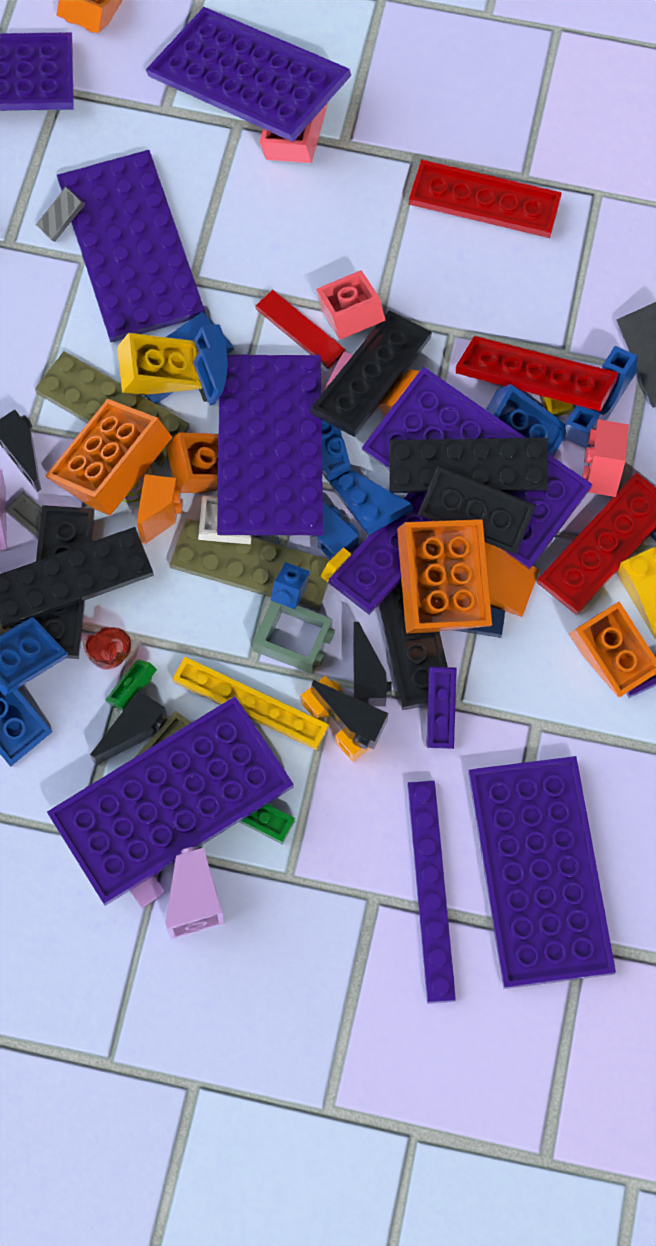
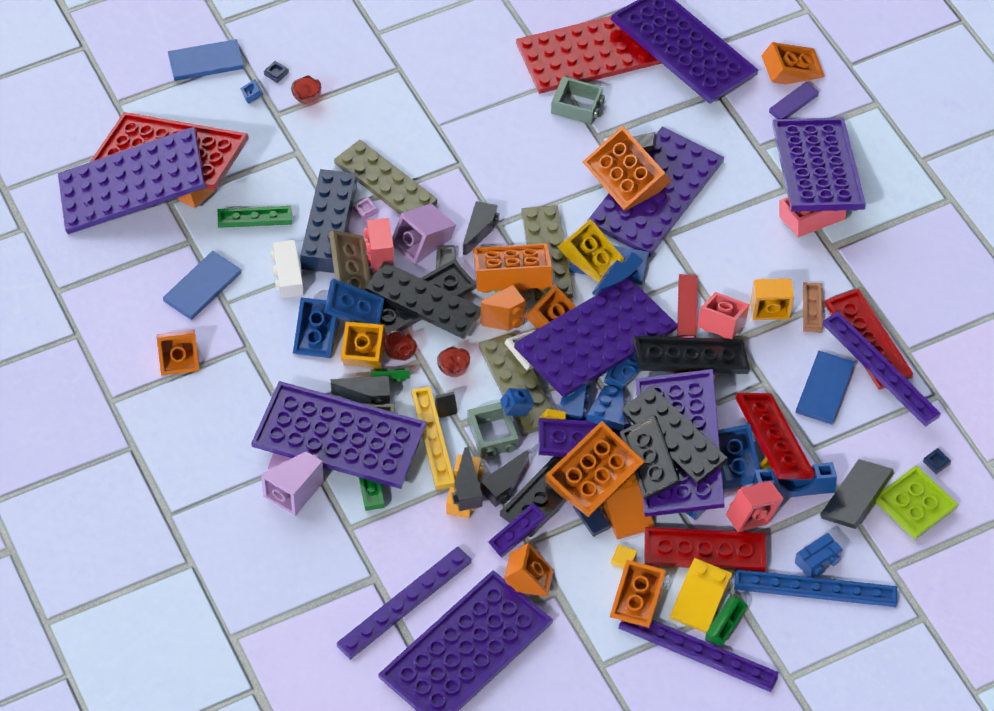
camera: 50 degrees right, 15 degrees down
(75, 684) = (363, 345): none -> light orange brick
(87, 250) = (626, 170): none -> orange slope
(139, 34) = (794, 101): none -> dark purple tile
(176, 607) = (453, 361): none -> clear red hair
(220, 657) = (446, 404): none -> black slope
(369, 243) = (771, 299): none -> light orange brick
(401, 217) = (812, 307): none -> nougat tile
(503, 736) = (528, 571): none -> orange slope
(506, 282) = (825, 387): none -> blue tile
(537, 215) = (881, 368): none -> dark purple plate
(551, 627) = (621, 555): none -> yellow tile

